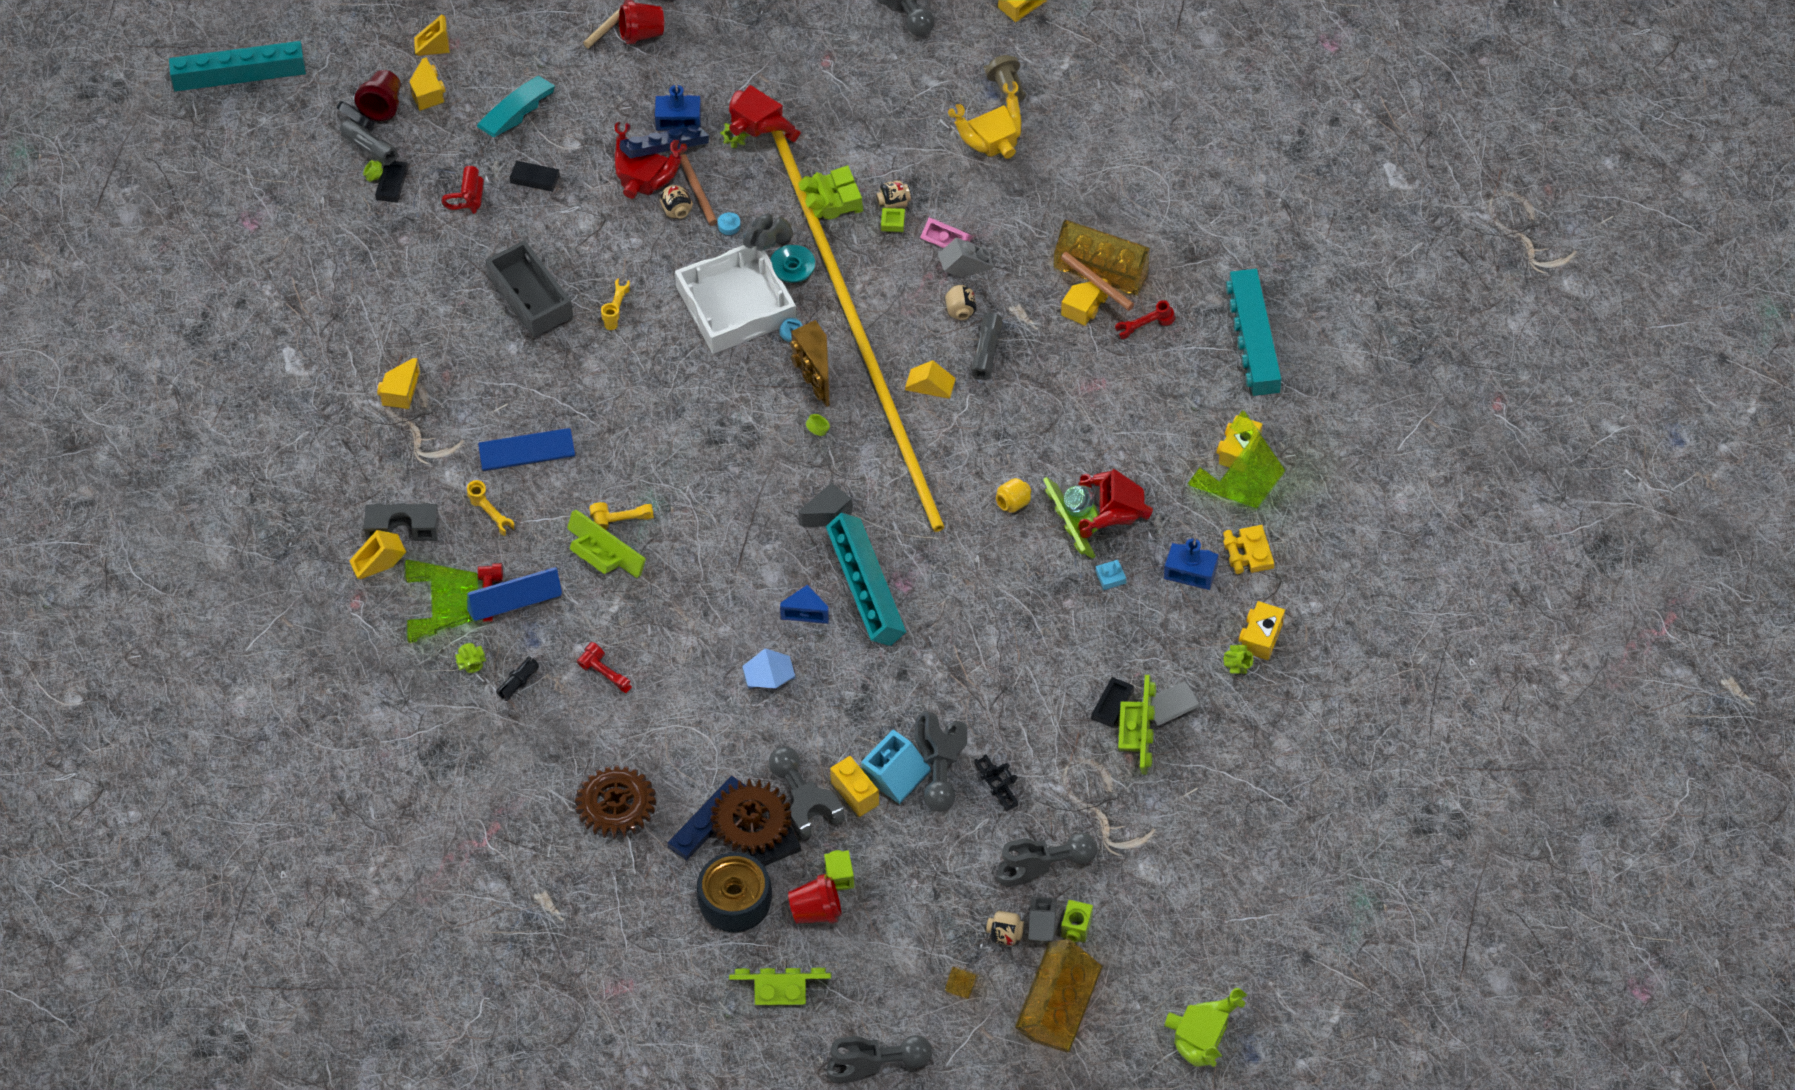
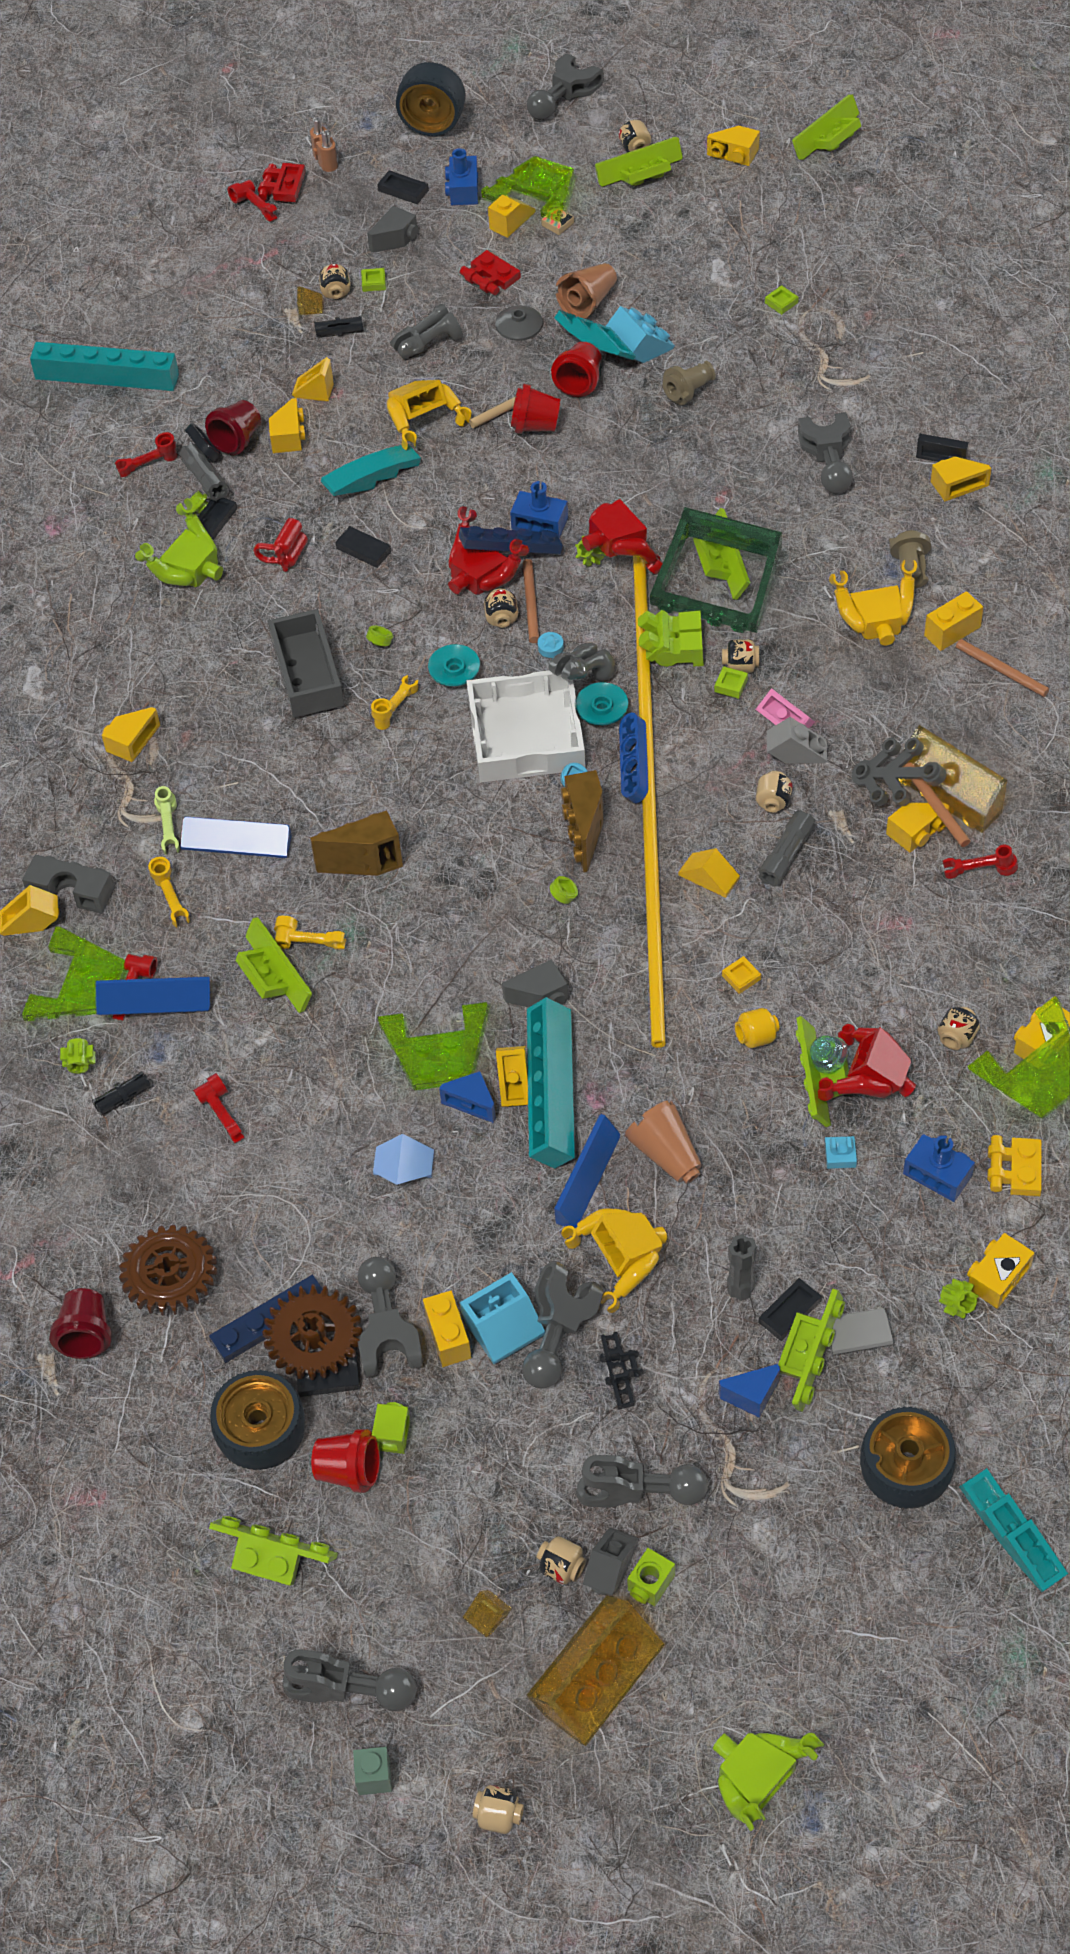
camera: 20 degrees right, 0 degrees up
(325, 130) = (165, 446): none -> red brick
(388, 220) = (188, 558): none -> lime torso
(456, 439) = (166, 804): none -> yellowish green brick
(534, 34) = (420, 398): none -> yellow torso
(565, 861) = (81, 1325): none -> dark red piece
(580, 250) = (379, 635): none -> lime tile
(639, 431) = (359, 847): none -> pearl gold slope
(655, 253) = (454, 665): none -> teal dish
(762, 585) = (436, 1057): none -> clear neon green wing
(831, 305) = (635, 784): none -> blue beam
(834, 582) = (512, 1075): none -> yellow slope
(846, 111) = (723, 563): none -> lime bracket
(850, 93) = (726, 533): none -> clear green windscreen
(919, 642) = (587, 1173): none -> blue slope
(969, 683) = (627, 1244): none -> yellow torso
(975, 601) = (666, 1142): none -> nougat cone
(985, 457) = (741, 974): none -> yellow tile
(1054, 262) = (867, 772): none -> dark grey plant
(1059, 124) = (953, 621): none -> yellow brick
(1069, 678) = (741, 1257): none -> dark grey axle
(1103, 769) = (751, 1389): none -> blue slope
(1109, 154) = (1002, 667): none -> nougat bar
(1171, 455) = (958, 1028): none -> tan head
(1238, 784) = (903, 1479): none -> wheel
(1331, 815) = (1013, 1530): none -> teal slope

